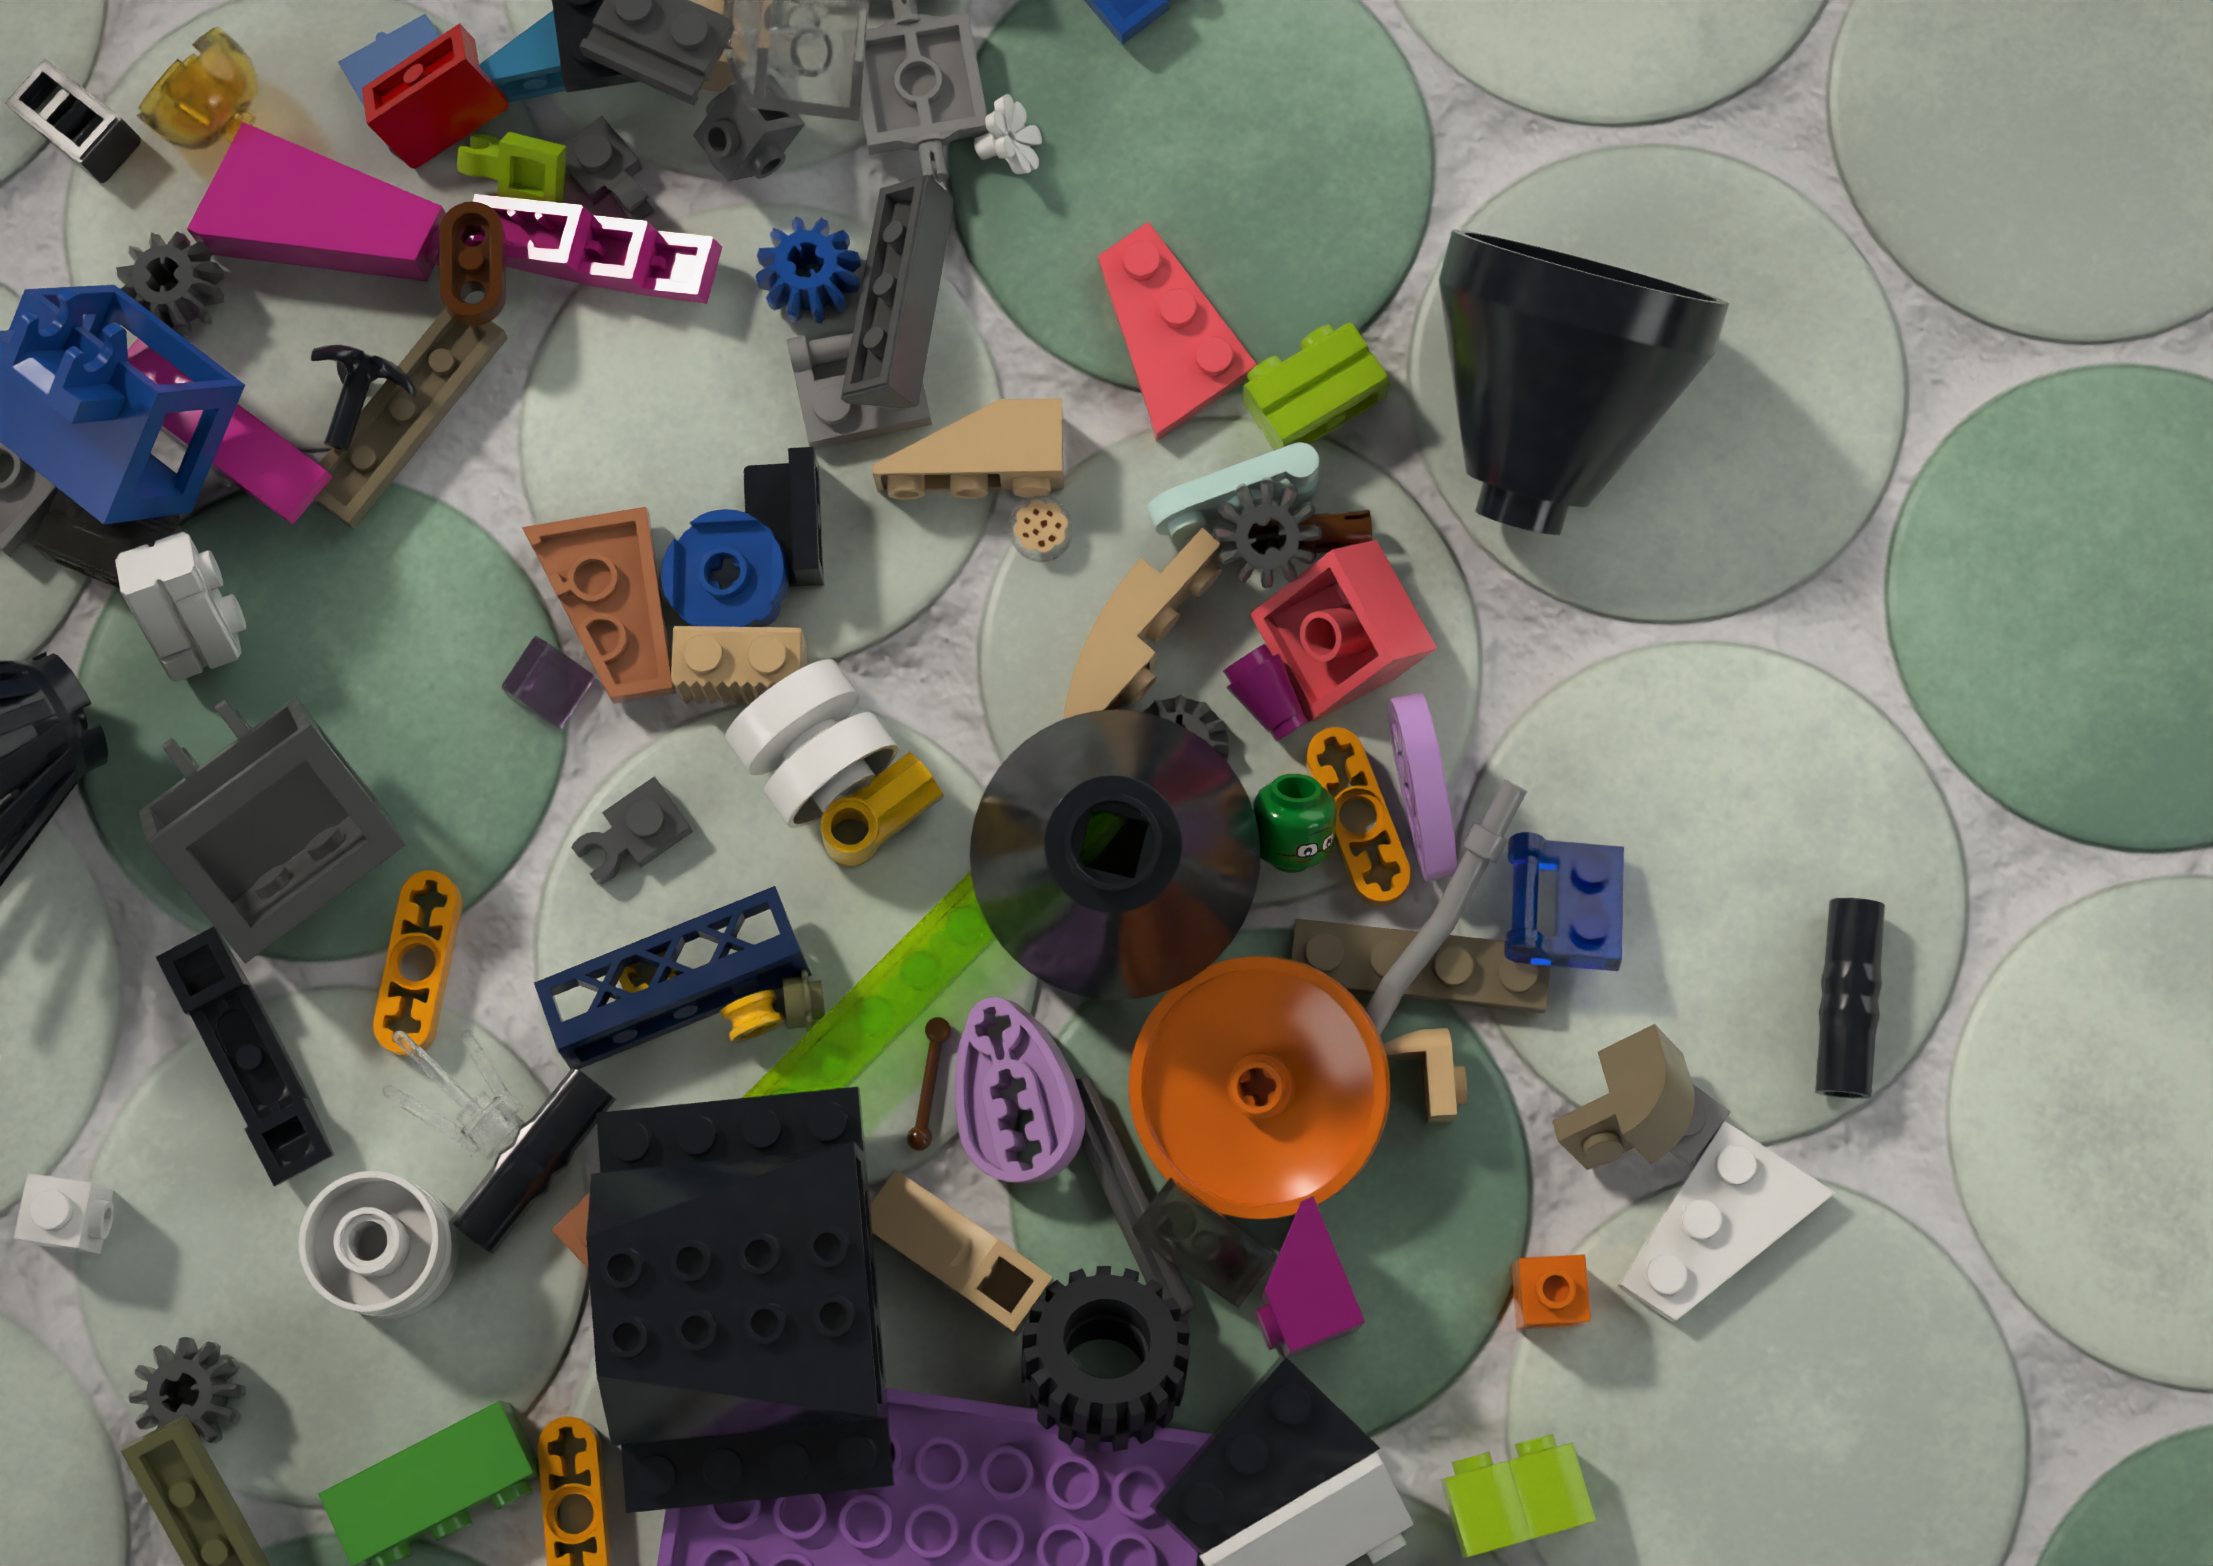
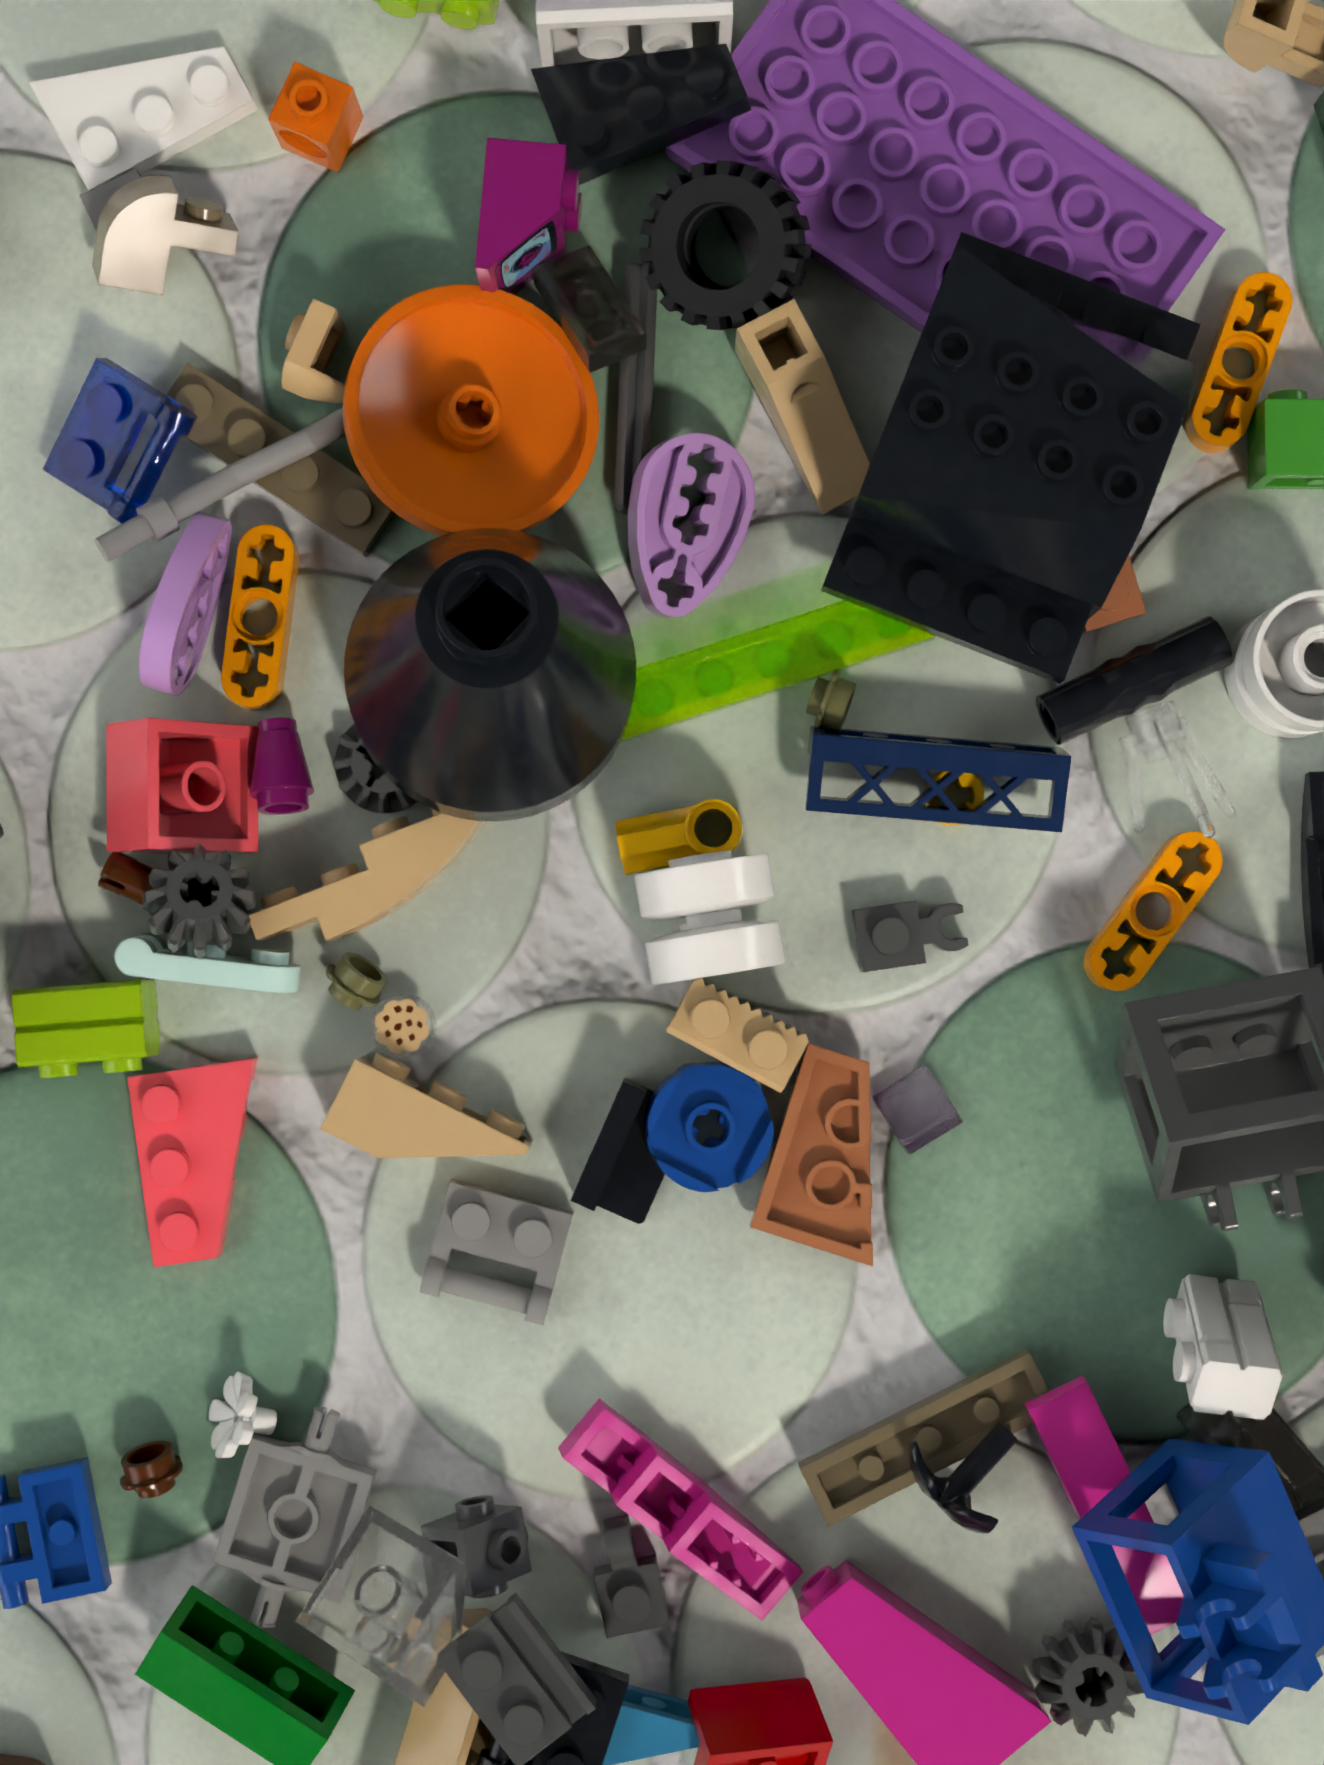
camera: 155 degrees left, 10 degrees up
(473, 268) = (800, 1543): reddish brown plate -> none
(520, 163) = (705, 1626): lime plate -> none
(752, 1016) = (881, 709): yellow bush -> none
(803, 248) = (514, 1386): blue gear -> none
(898, 295) = (419, 1312): dark grey slope -> none
(937, 1032) = (726, 617): reddish brown hinge -> none
(1062, 60) = (150, 1469): none -> reddish brown plate
(1101, 544) = (355, 981): none -> olive plate
(1295, 822) = (314, 630): green head -> none

